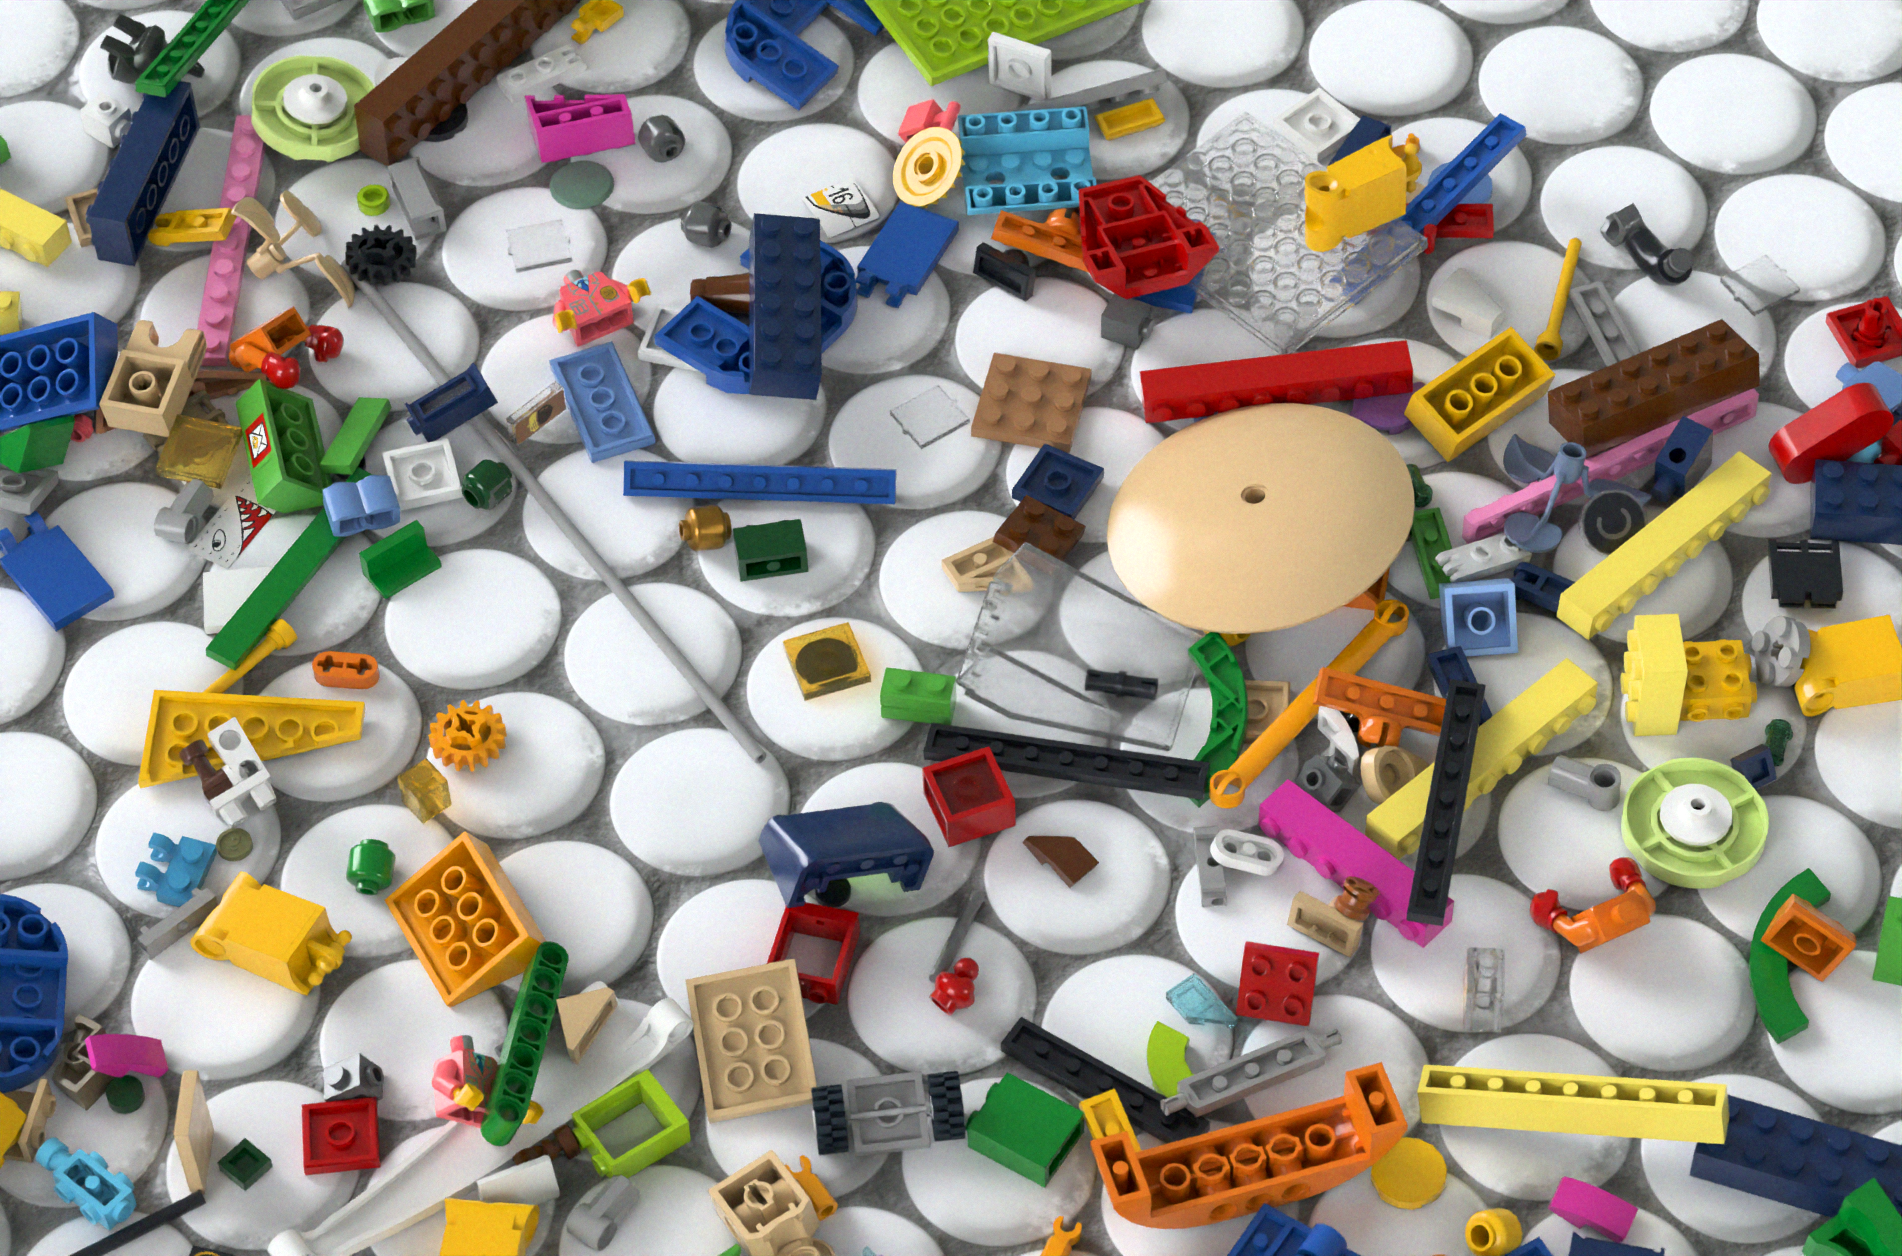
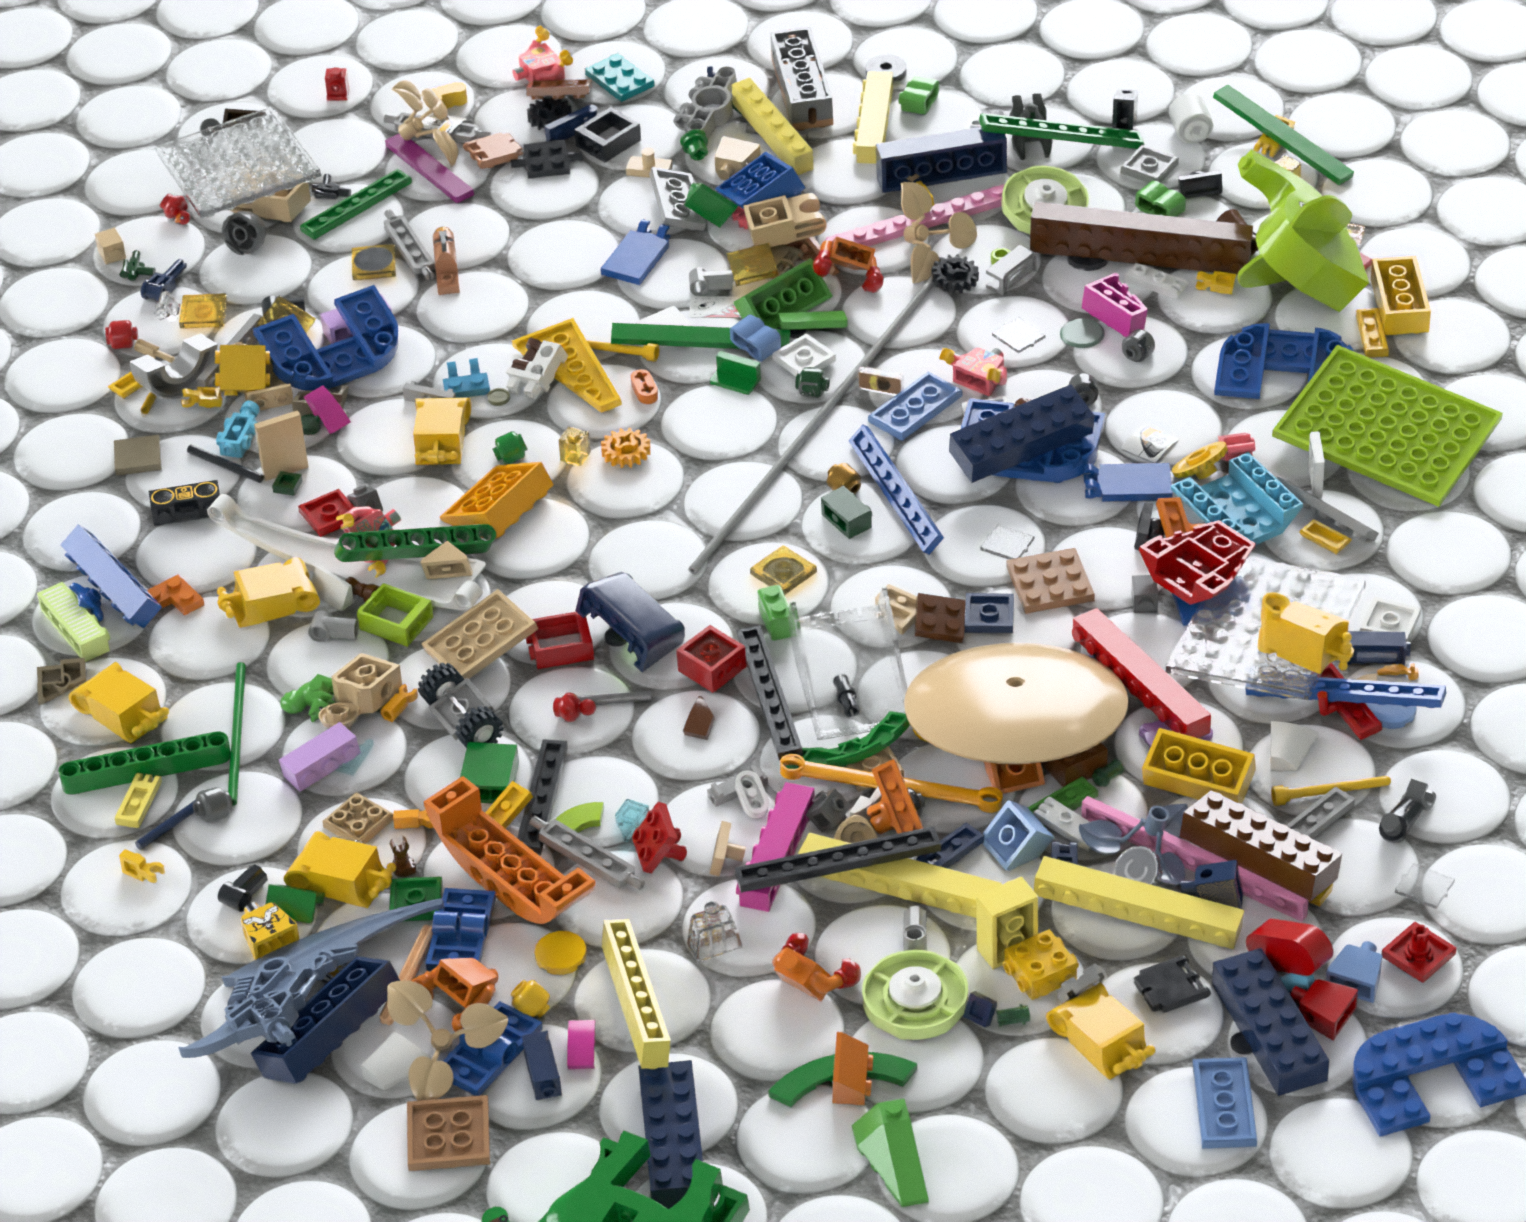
camera: 65 degrees right, 10 degrees down
(450, 405) = (858, 343): dark blue window -> none
(1356, 898) = (739, 848): dark orange wheel -> none

